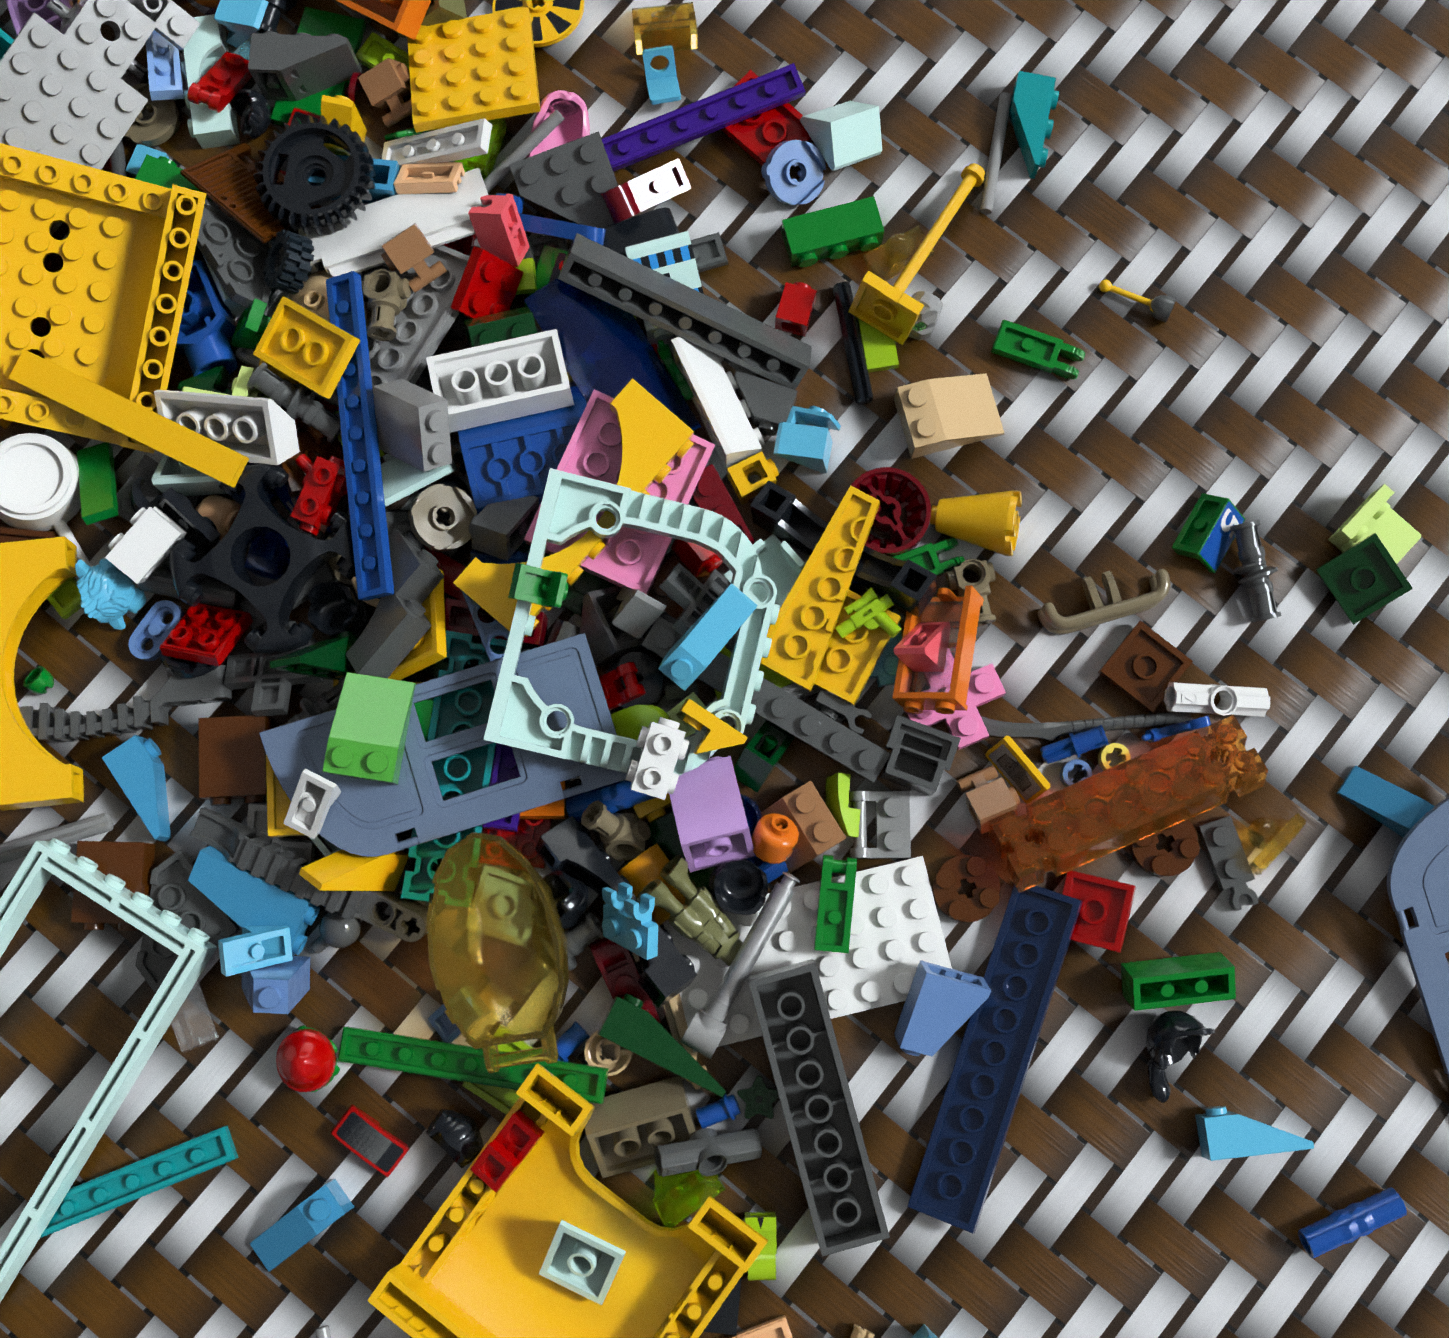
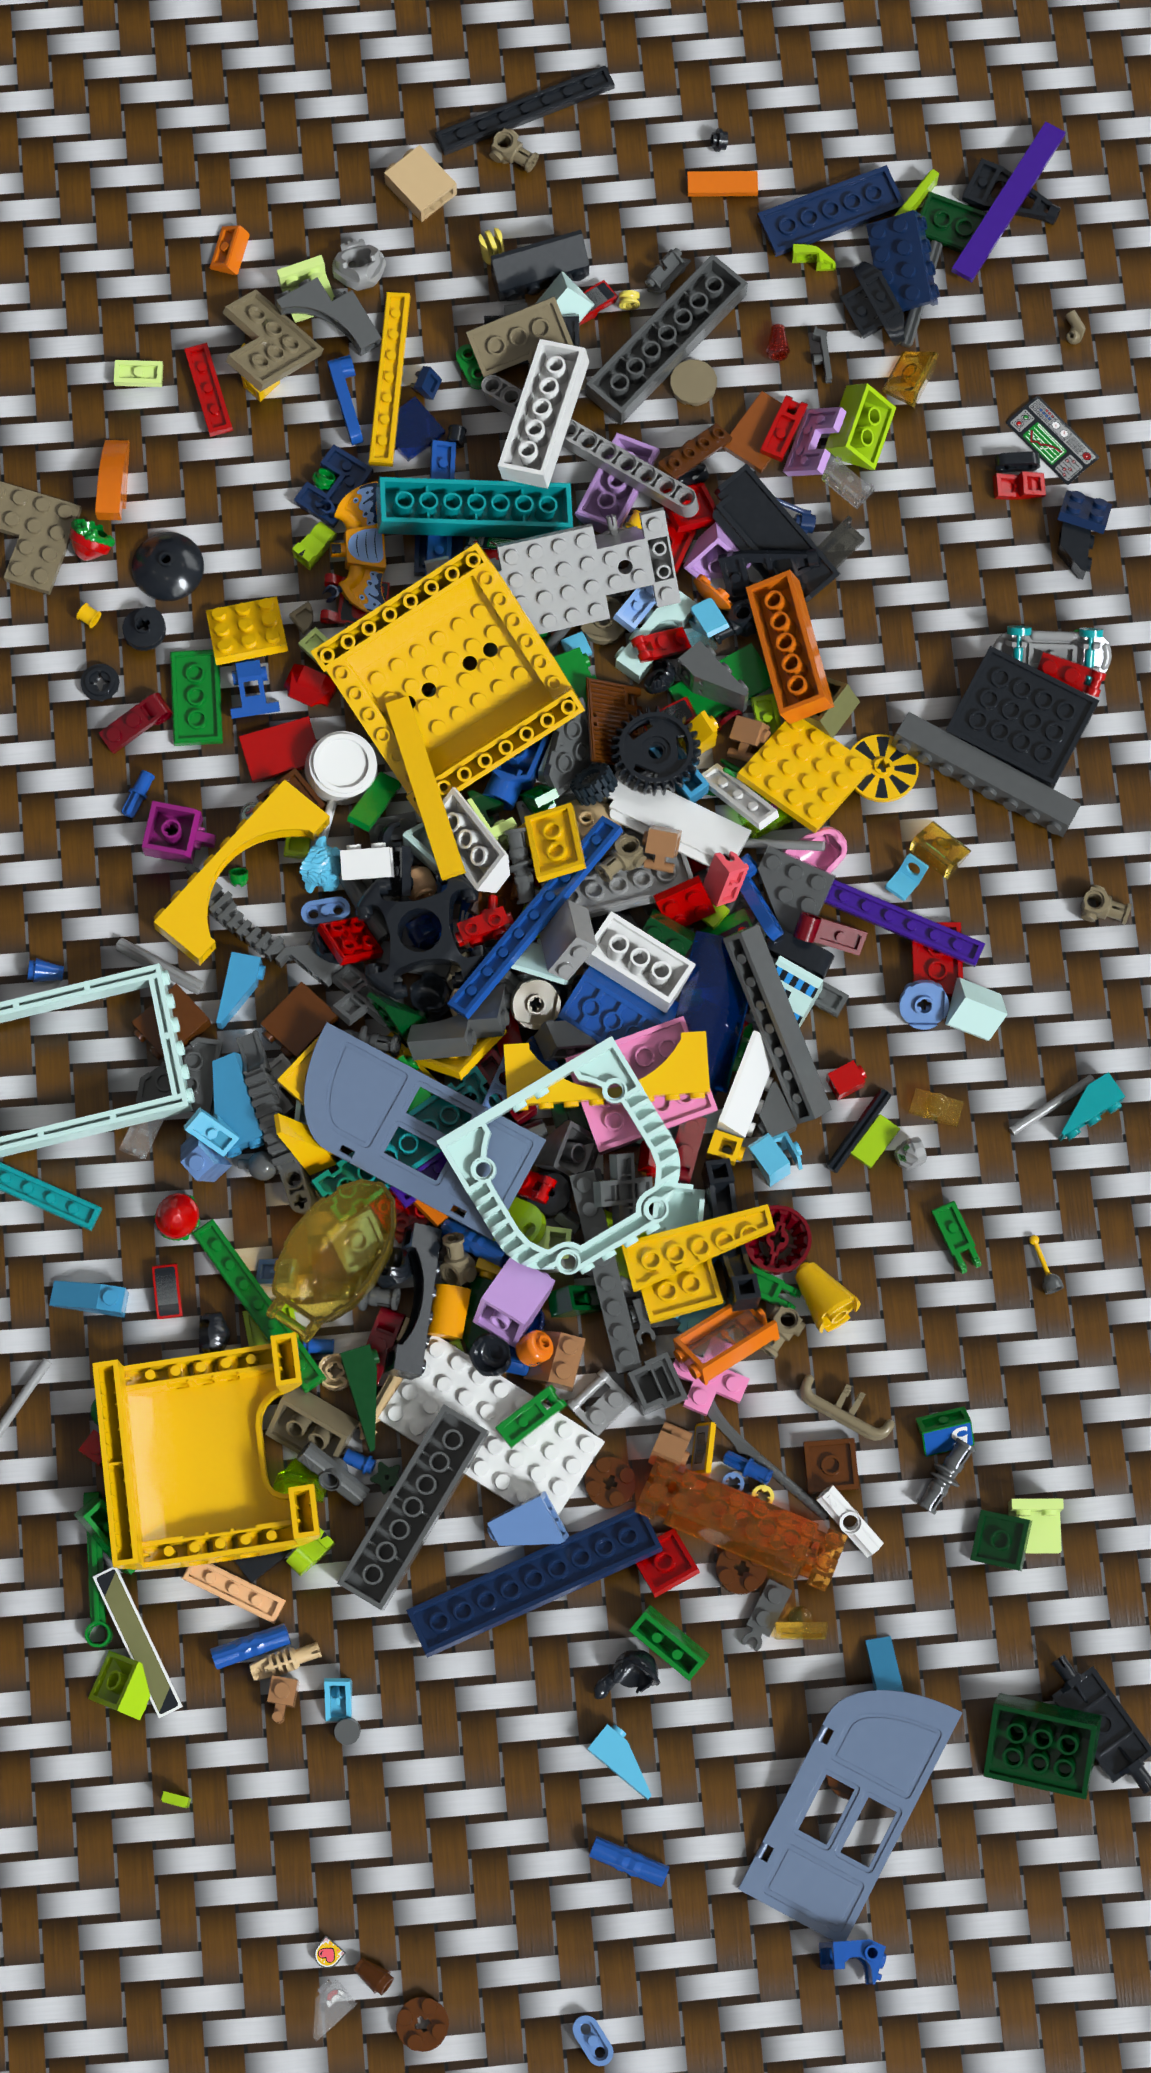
camera: 40 degrees right, 5 degrees down
(311, 803) = (316, 1085): white slope -> none
(370, 728) = (385, 1077): bright green slope -> none
(429, 178) = (713, 805): light nougat tile -> none
(507, 1150) = (234, 1364): red slope -> none
(538, 586) = (543, 1090): green bracket -> none
(582, 1262) = (215, 1459): light aqua slope -> none
(629, 922) = (413, 1311): medium azure plate -> none
(636, 611) = (584, 1156): light grey slope -> none
(661, 748) = (521, 1237): white brick -> none
(699, 916) = (450, 1348): olive piece -> none
(707, 637) = (604, 1204): medium azure slope -> none
(709, 1025) = (397, 1409): flat silver piece -> none
(718, 734) = (558, 1260): yellow slope -> none
(832, 232) = (910, 1058): green brick -> none
(837, 802) = (584, 1377): lime slope -> none
(869, 613) = (707, 1283): lime piece -> none
(888, 306) = (892, 1129): yellow tile -> none
(925, 647) = (719, 1330): coral slope -> none
(947, 413) = (870, 1221): tan slope -> none
(1156, 734) = (797, 1506): blue piece -> none

